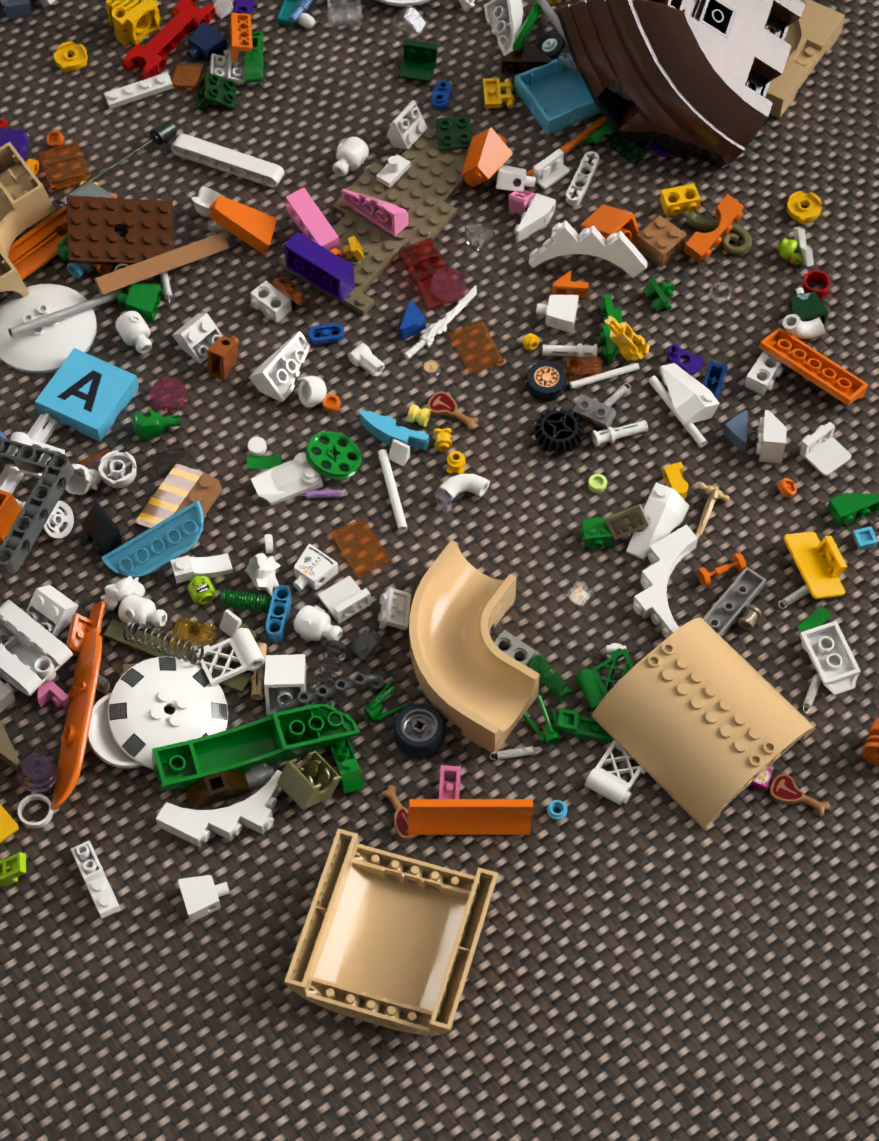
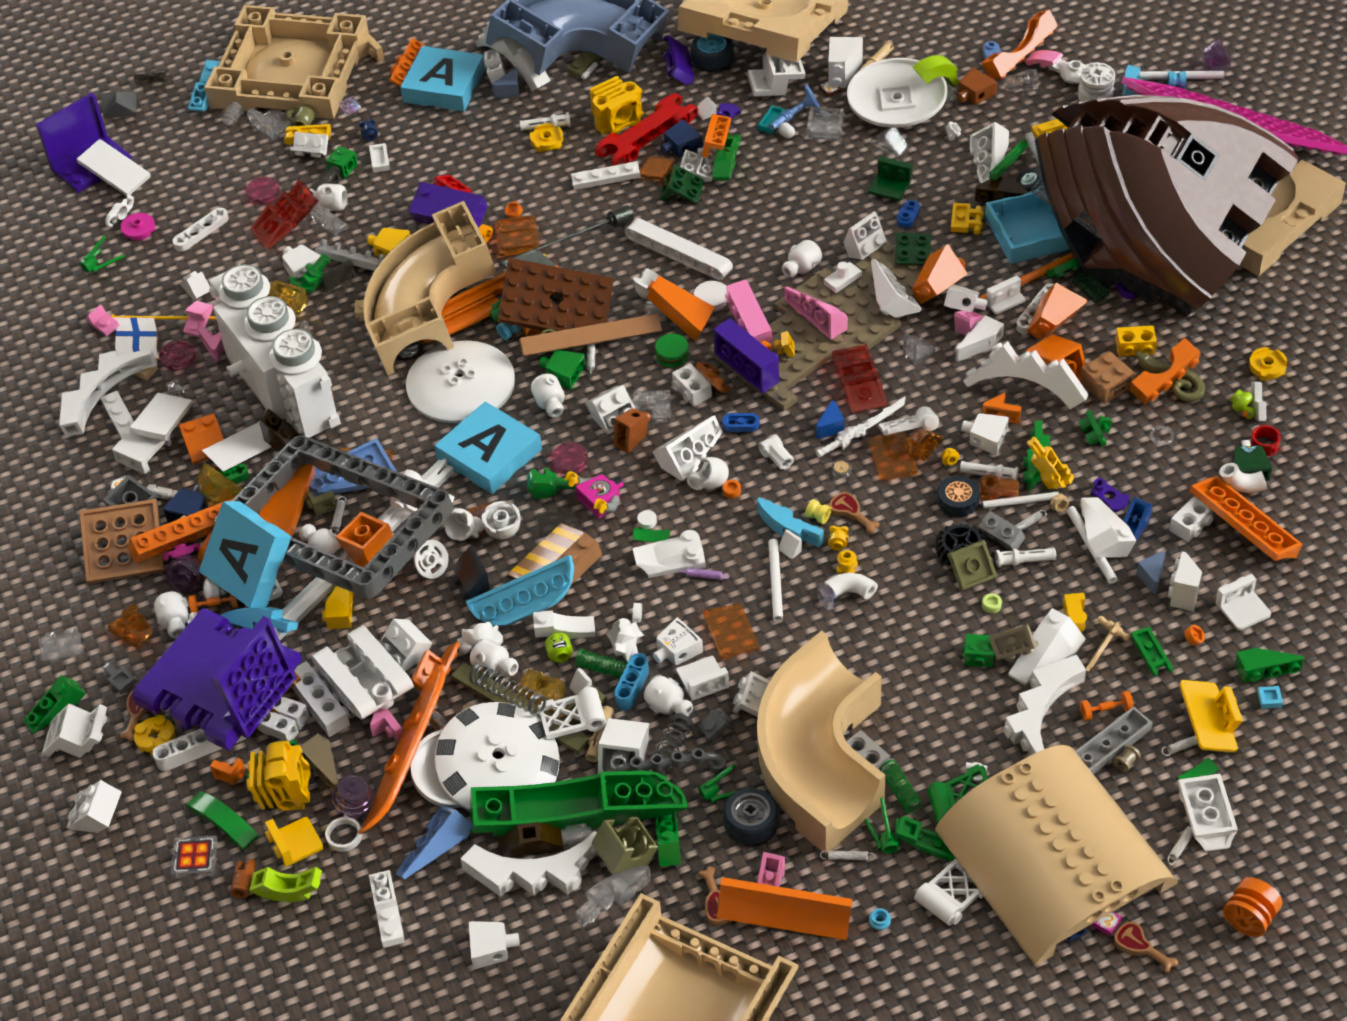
camera: 15 degrees right, 10 degrees down
(63, 313) = (482, 368): light grey piece -> none
(74, 35) = (554, 119): none -> white pin
(132, 795) = (444, 832): none -> medium blue wedge
(204, 426) = (597, 492): none -> torso
(240, 322) = (658, 401): none -> clear plate
(244, 268) = (672, 350): none -> green head
(270, 202) = (712, 293): none -> white tile
(296, 399) = (696, 479): none -> white tile
(309, 821) = (616, 888): none -> clear slope
(326, 456) = (714, 537): green wedge -> none
(444, 182) = (891, 294): none -> white wedge
(448, 285) = (875, 391): clear pink tile -> none
(498, 307) = (923, 418): none -> white piece
(504, 332) = (923, 443): none -> clear orange slope
(573, 449) = (972, 565): none -> olive tile
(579, 593) = (949, 708): clear tile -> none
(599, 180) = (1054, 310): none -> slope
(640, 374) = (1059, 503): none -> tan plate
(751, 508) = (1150, 650): none -> green hinge

